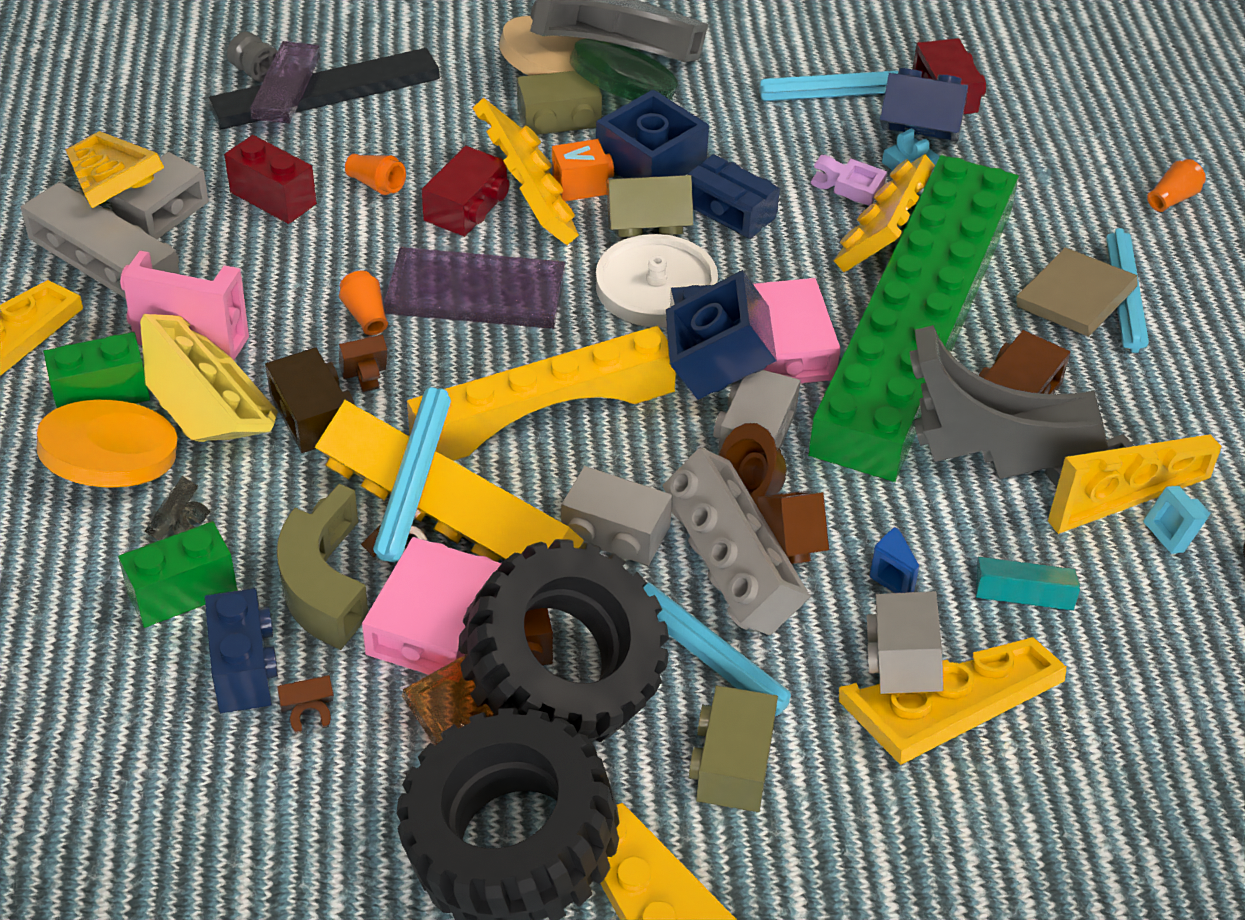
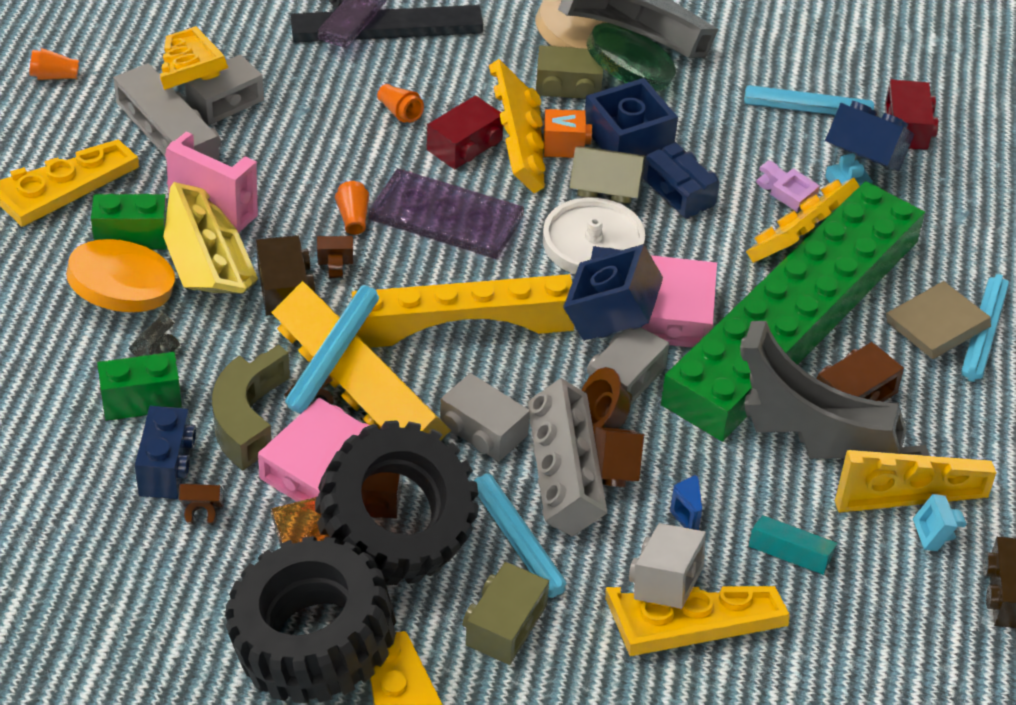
camera: 15 degrees right, 0 degrees up
(270, 179) = (314, 92): dark red brick -> none

